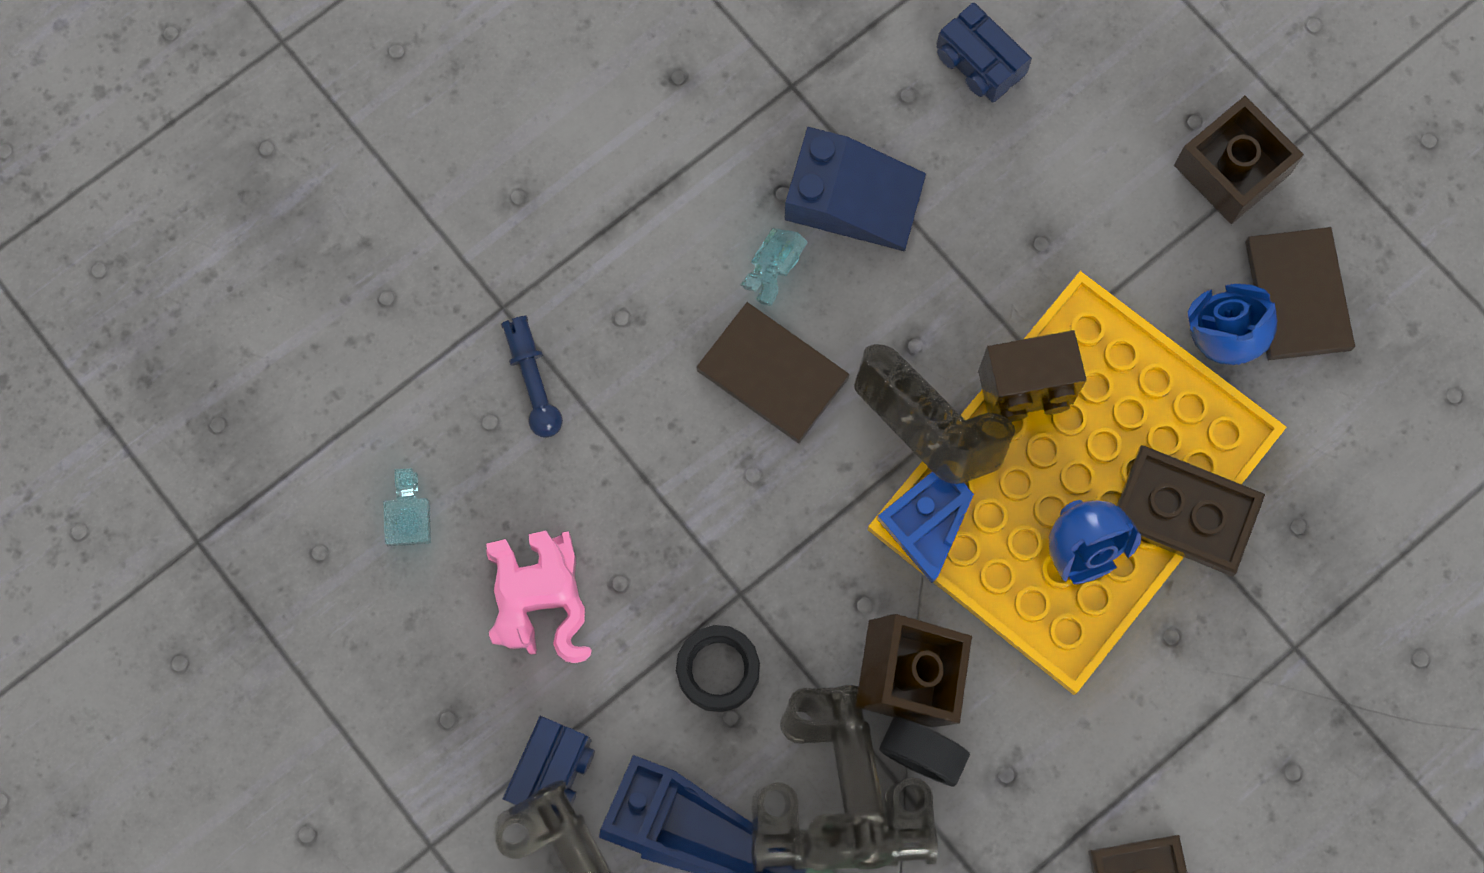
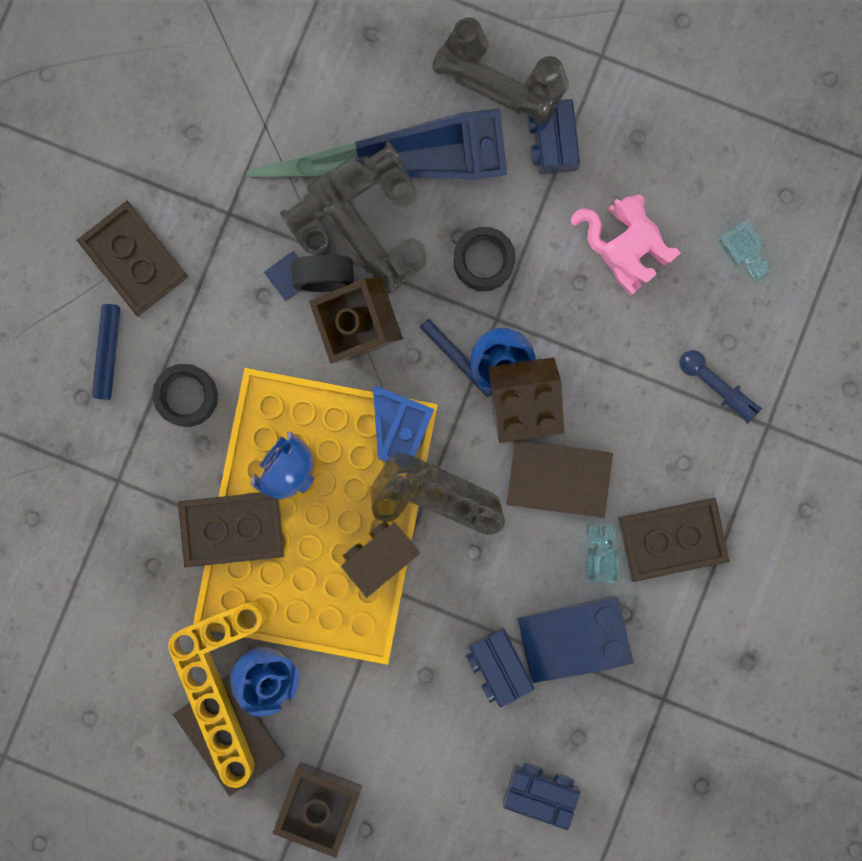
camera: 150 degrees right, 10 degrees up
(683, 241) = (673, 539): none -> dark brown tile
(764, 469) = (526, 399): none -> dark brown brick
(765, 532) = (498, 348): none -> blue cylinder
(813, 572) = (450, 350): none -> dark blue bar
(954, 204) = (501, 668): none -> dark blue brick
(971, 789) = (281, 276): none -> dark blue sticker
(1194, 683) = (160, 390): none -> black tyre
(1236, 810) = (106, 352): none -> dark blue axle
(1295, 344) = (214, 687): none -> yellow beam

